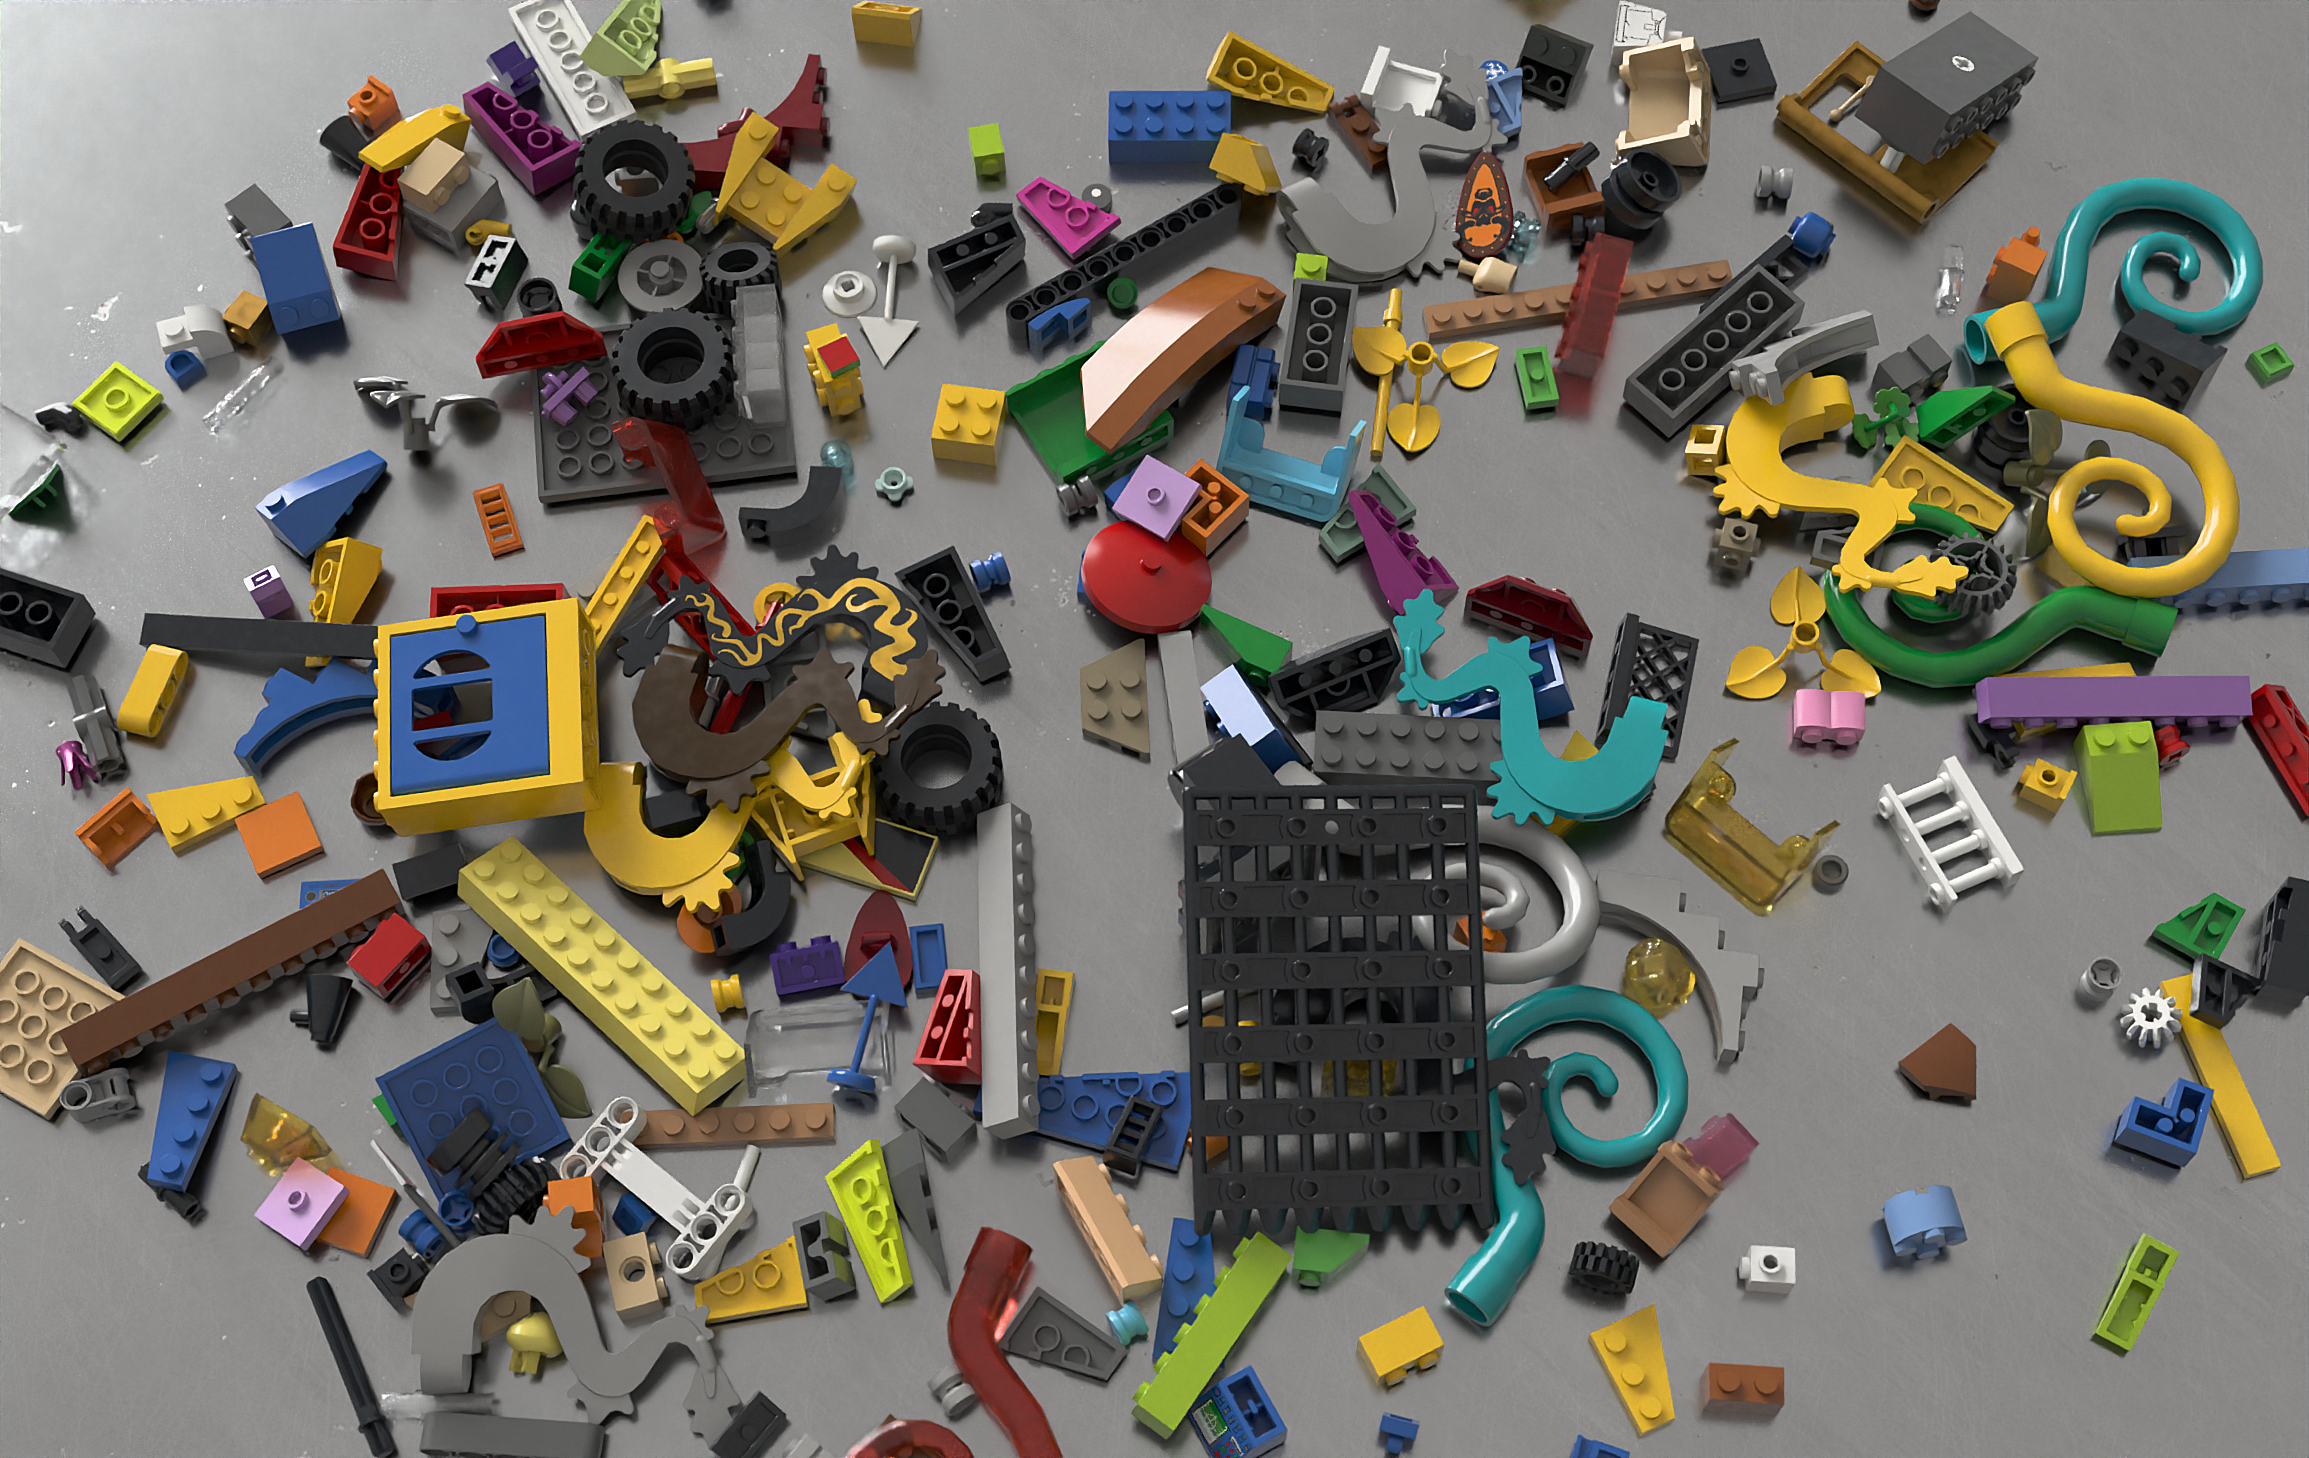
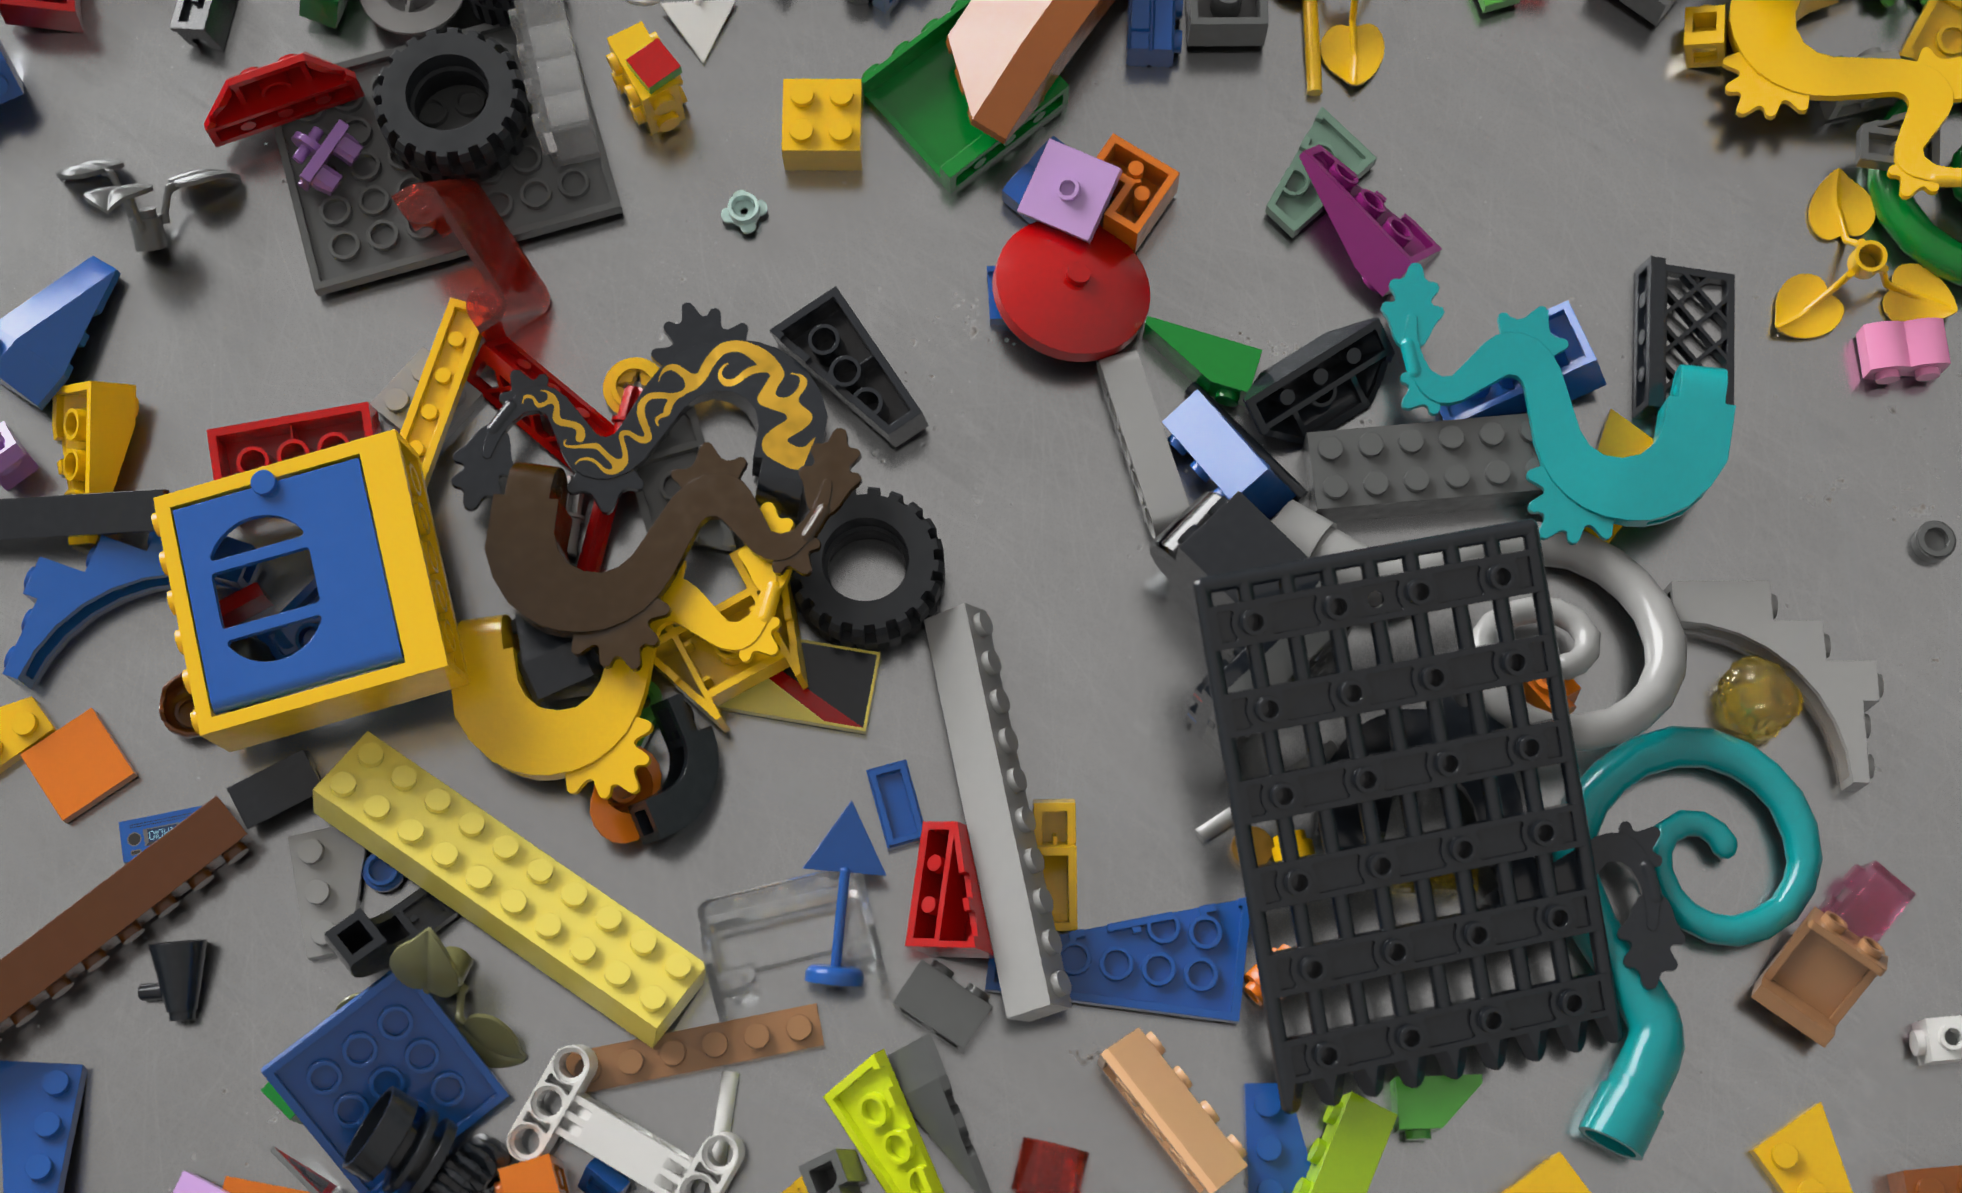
camera: 10 degrees left, 10 degrees up
(279, 1135) = (155, 1152): clear yellow slope -> none
(389, 955) = (244, 901): red brick -> none
(492, 500) = (258, 302): orange slope -> none
(538, 297) = (267, 37): black wheel -> none
(727, 993) = (664, 887): yellow wheel -> none
(803, 518) = (644, 271): black arch -> none
(807, 965) = (753, 836): dark purple bracket -> none
(838, 454) = (669, 183): clear light blue wheel -> none
(876, 925) = (826, 785): dark red shield -> none
(989, 572) = (884, 308): blue wheel -> none
(1077, 495) = (968, 197): dark grey wheel -> none
(1116, 699) = (1061, 447): dark tan wing -> none
(1125, 1156) = (1174, 1026): black slope -> none
(1281, 479) = (1211, 141): medium azure windscreen -> none
(1532, 610) = (1537, 267): dark red wedge -> none
(1604, 1268) = (1760, 1071): black tyre -> none
(1732, 844) = (1821, 527): clear yellow windscreen -> none
(1736, 543) = (1760, 150): dark tan brick -> none

